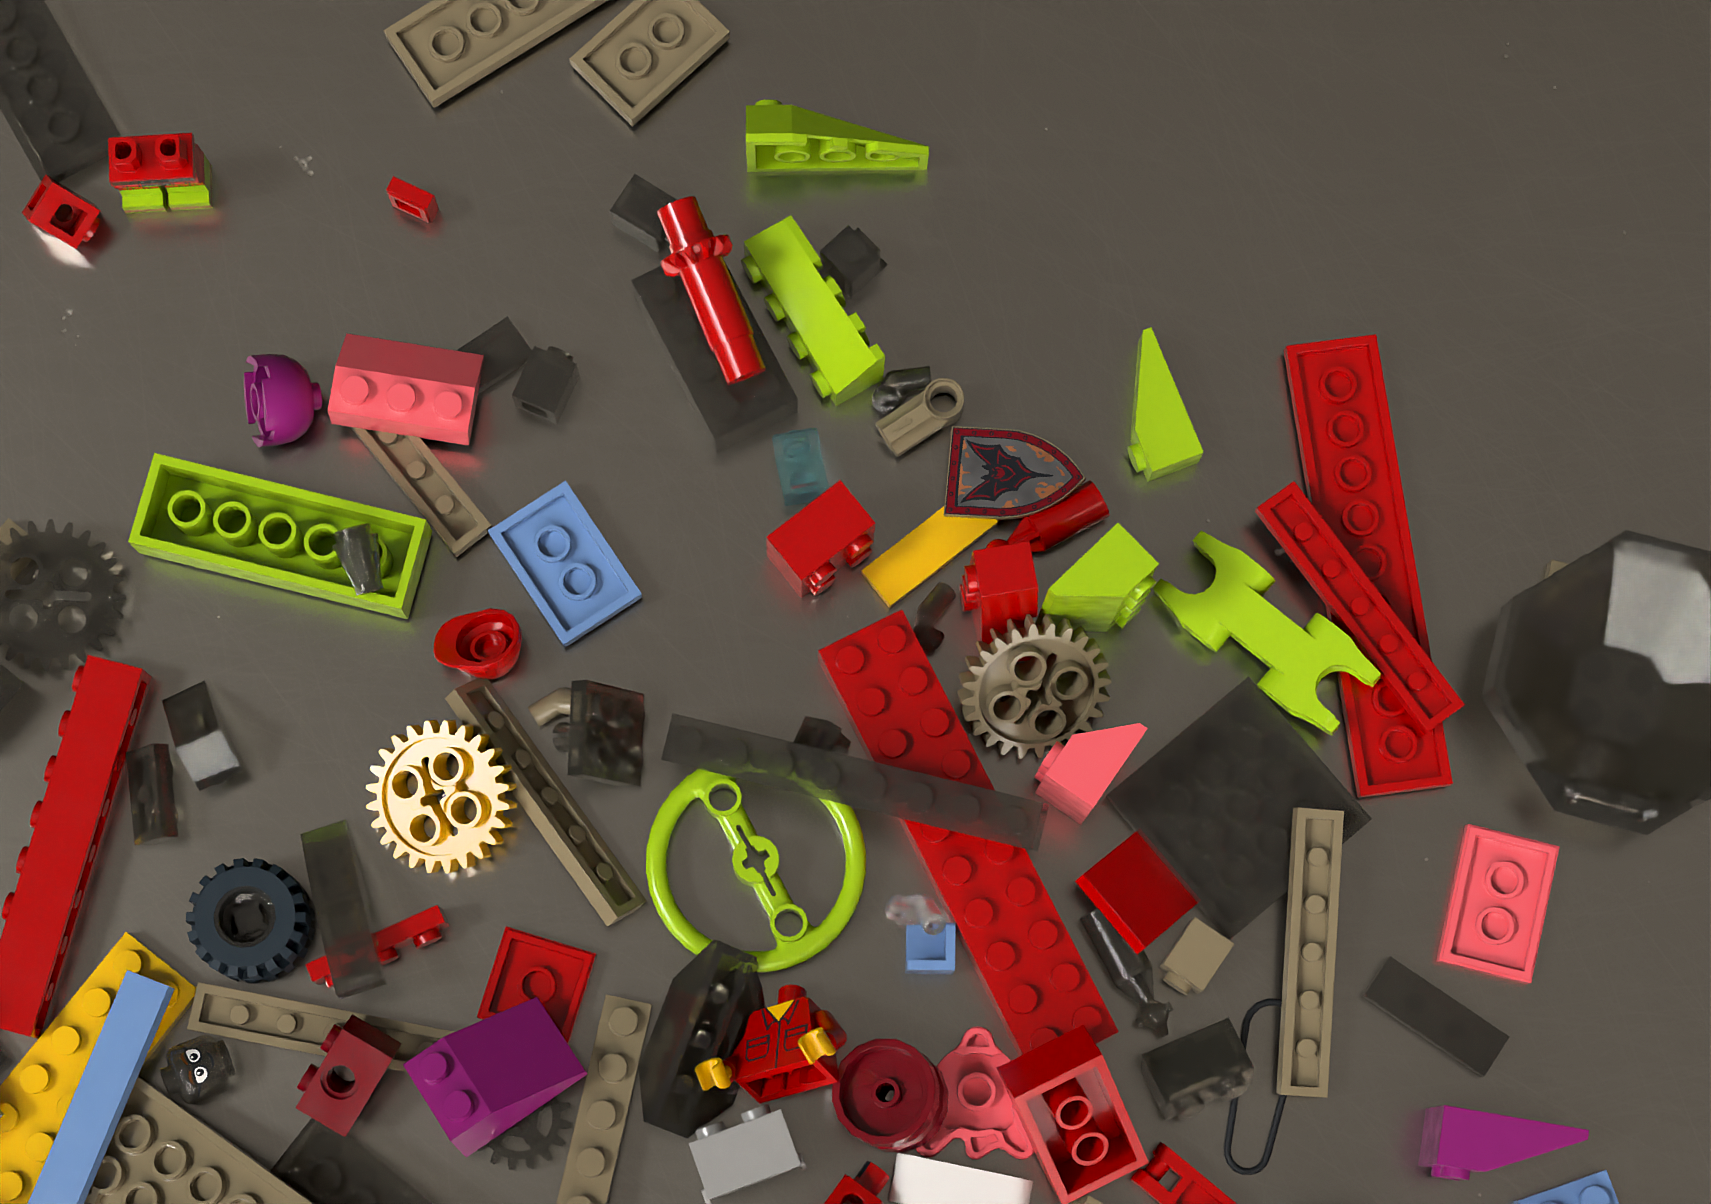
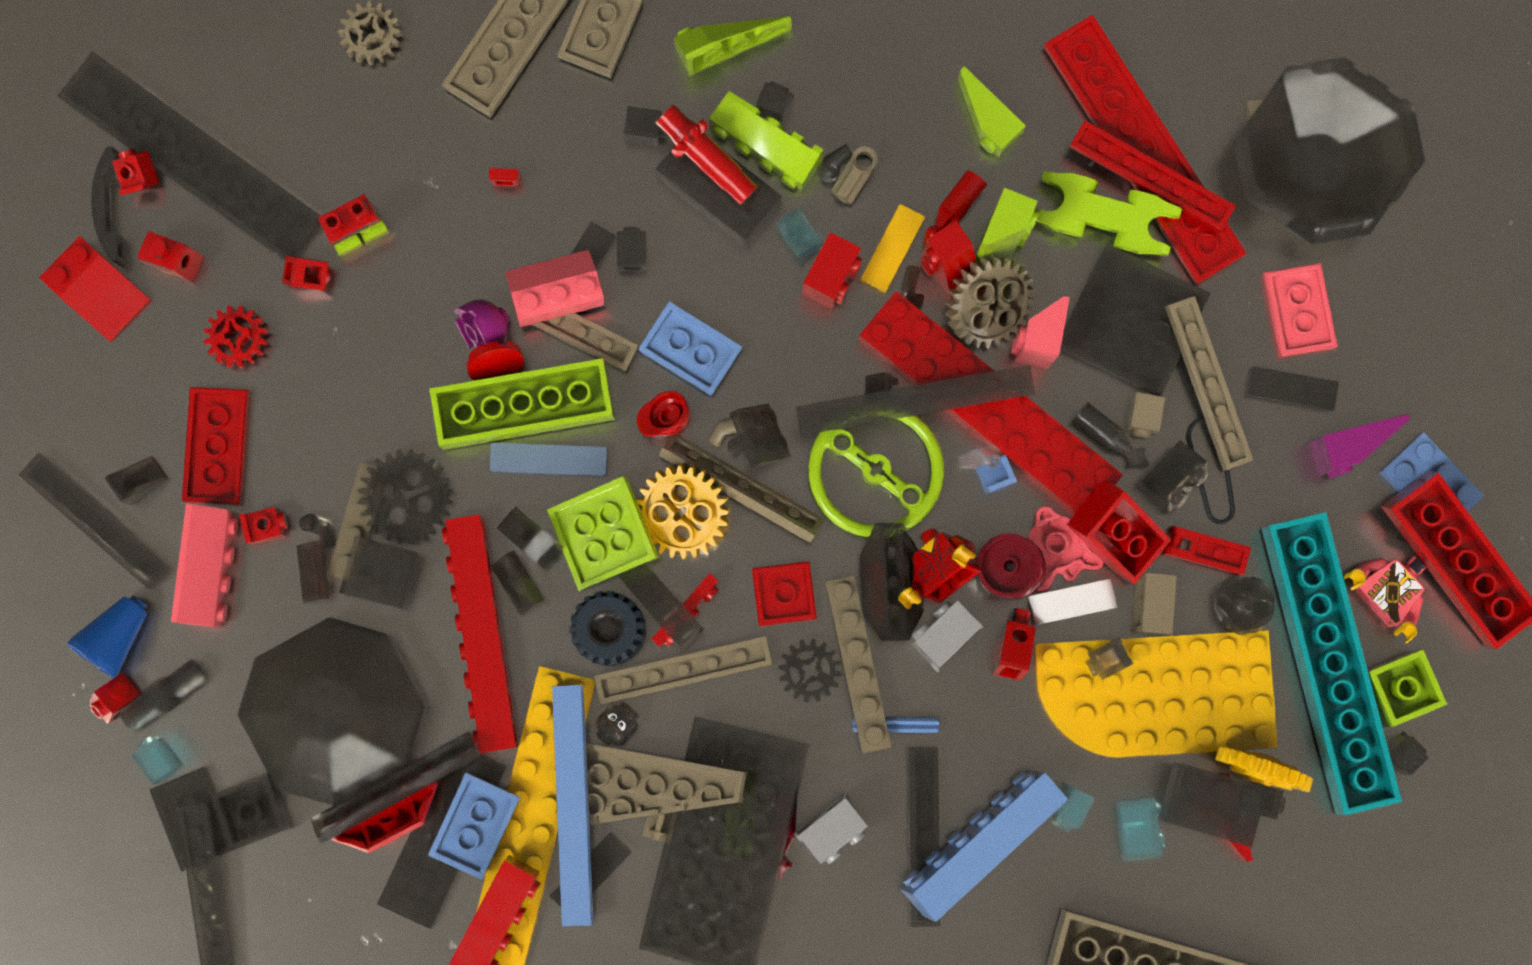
camera: 20 degrees left, 5 degrees up
(270, 454) = (494, 360): none -> red tile
(284, 634) = (548, 459): none -> sand blue tile
(309, 776) = (602, 533): none -> lime plate
(339, 1101) = (708, 705): dark red brick -> none
(360, 557) = (577, 396): clear smoke cone -> none
(494, 1073) = (787, 651): magenta slope -> none
(1005, 474) = (918, 187): shield -> none
(1136, 892) = (1097, 392): red tile -> none

